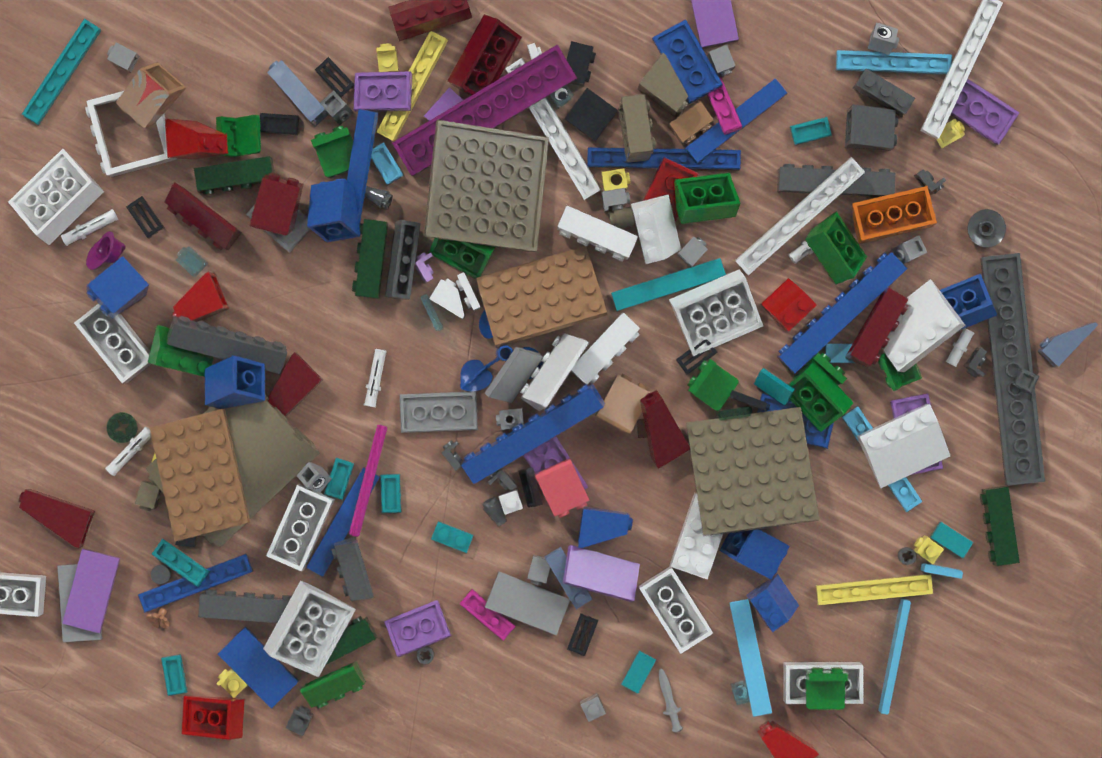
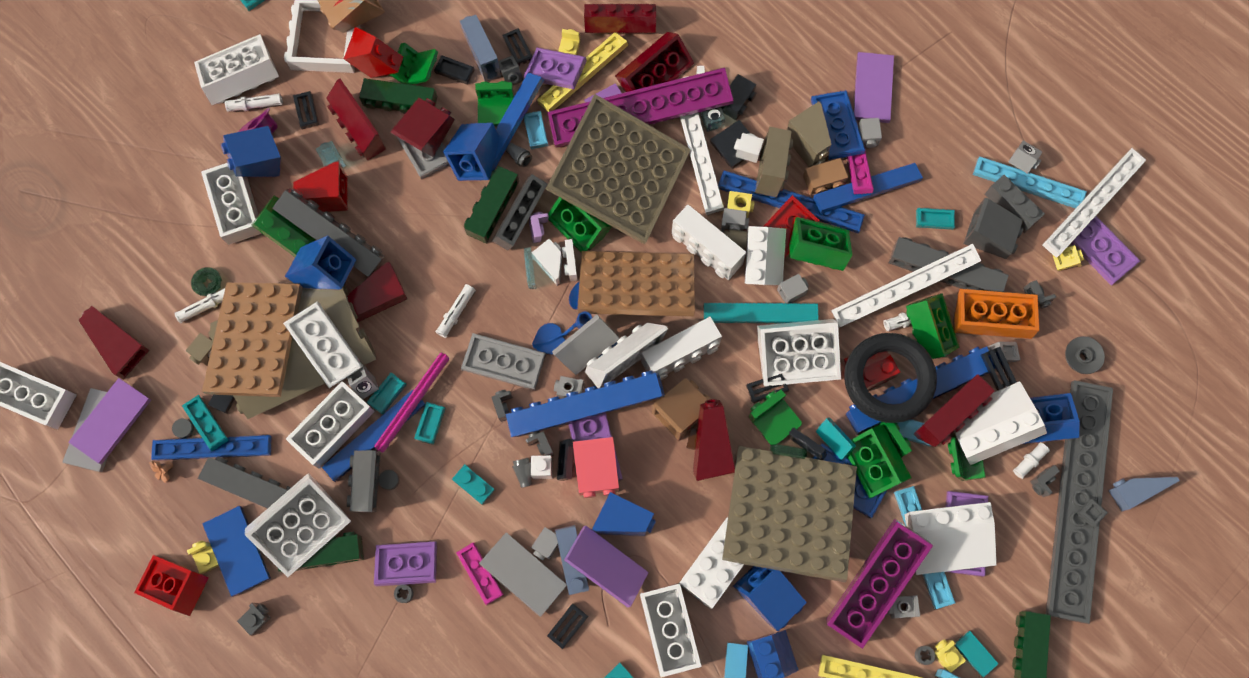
camera: 20 degrees right, 15 degrees down
(174, 674) = (153, 531): teal tile -> none
(268, 459) = (323, 344): none -> white tile
(333, 685) = (299, 592): green slope -> none
(372, 558) = (388, 480): none -> dark grey tile
(606, 118) = (748, 147): none -> white brick
(840, 302) = (914, 353): none -> black tyre
(848, 509) = (878, 583): none -> magenta brick
(882, 514) = (912, 607): none -> light grey brick
(917, 283) = (1005, 366): none -> black tile

